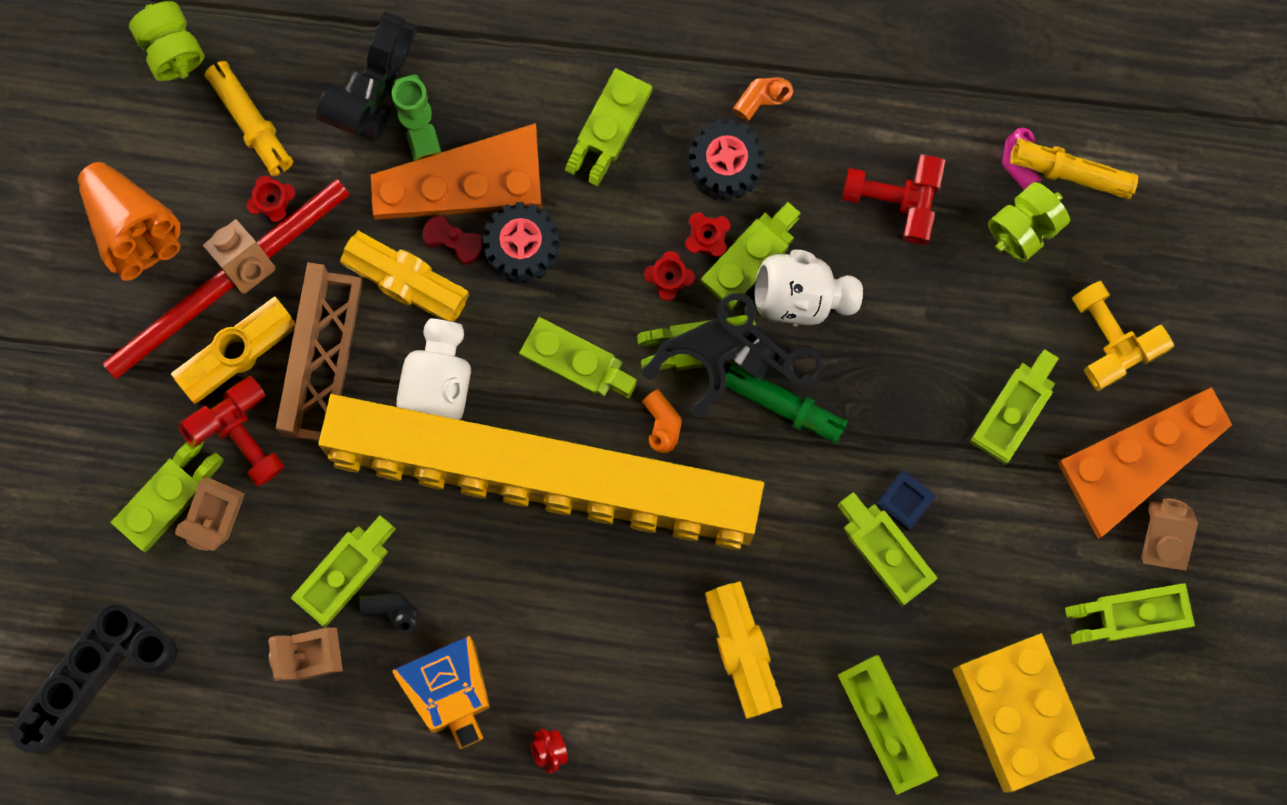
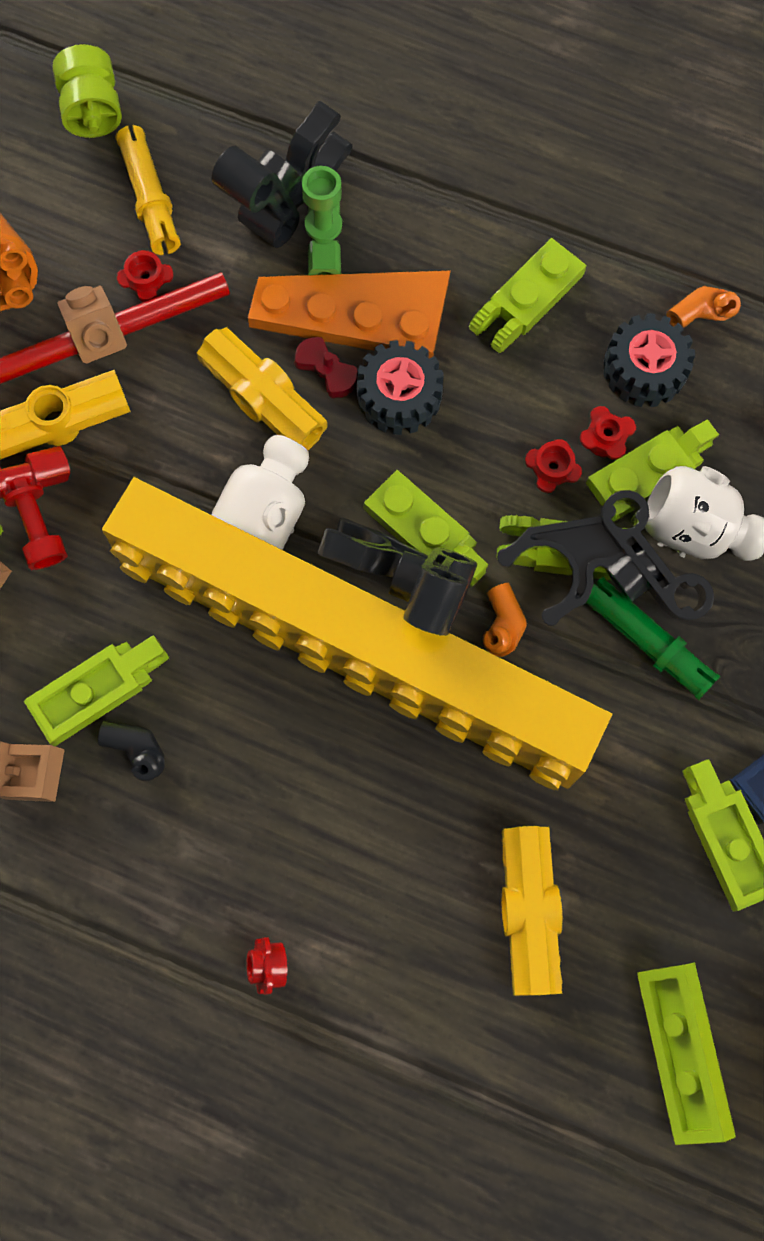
camera: 15 degrees right, 5 degrees down
(304, 346) = (131, 429): medium nougat fence -> none
(447, 690) = (169, 858): torso -> none
(588, 411) = (430, 584): none -> black piece

